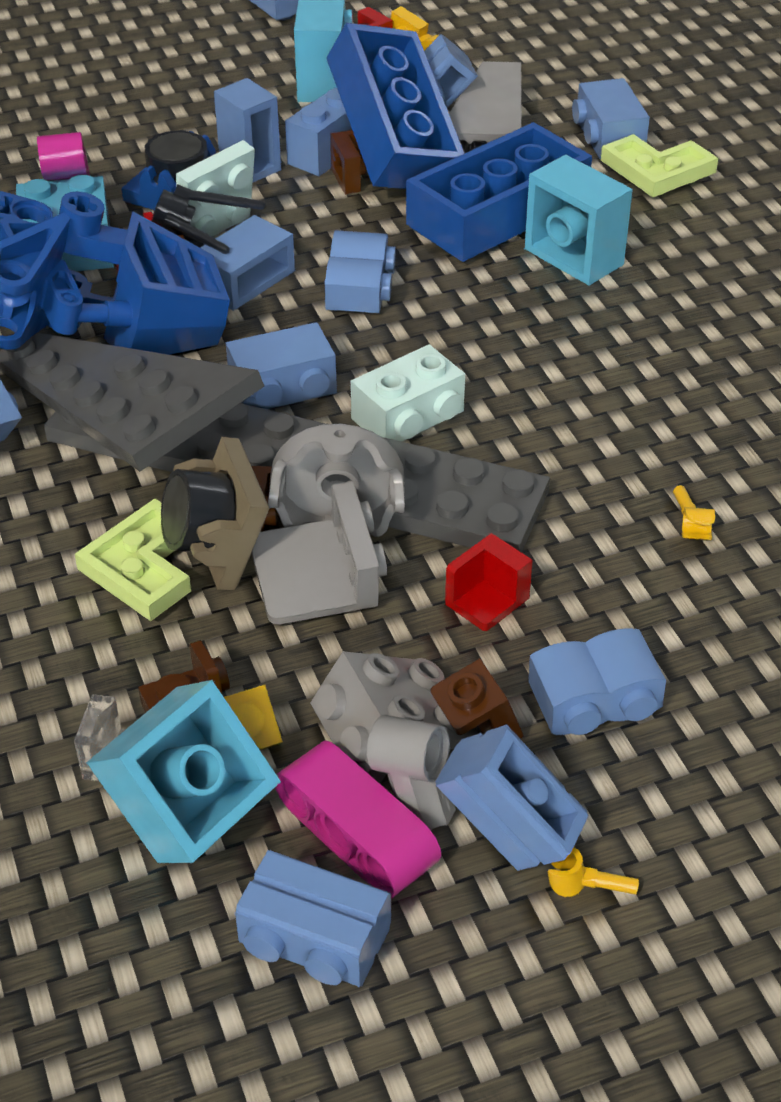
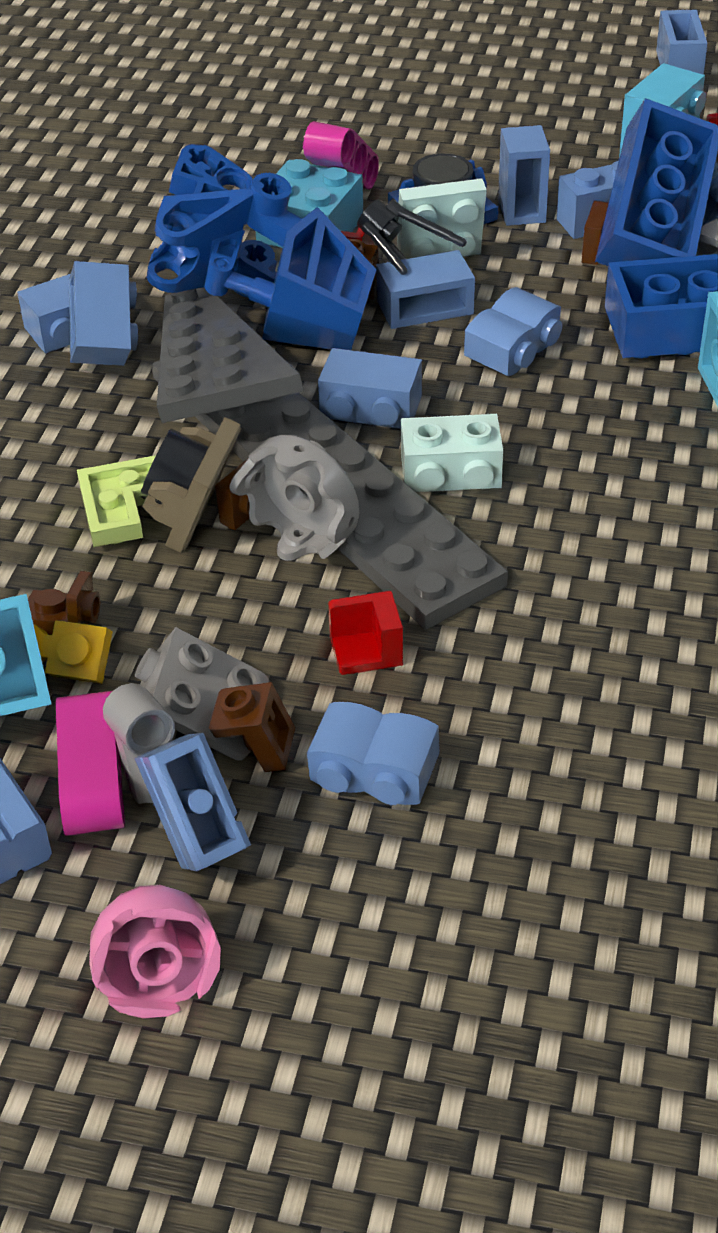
camera: 35 degrees right, 0 degrees up
(321, 564) = (246, 558): light grey bracket -> none
(575, 876) = (216, 896): yellow hand -> none
(591, 948) = (153, 951): none -> bright pink cylinder
(696, 521) = (606, 667): yellow hand -> none

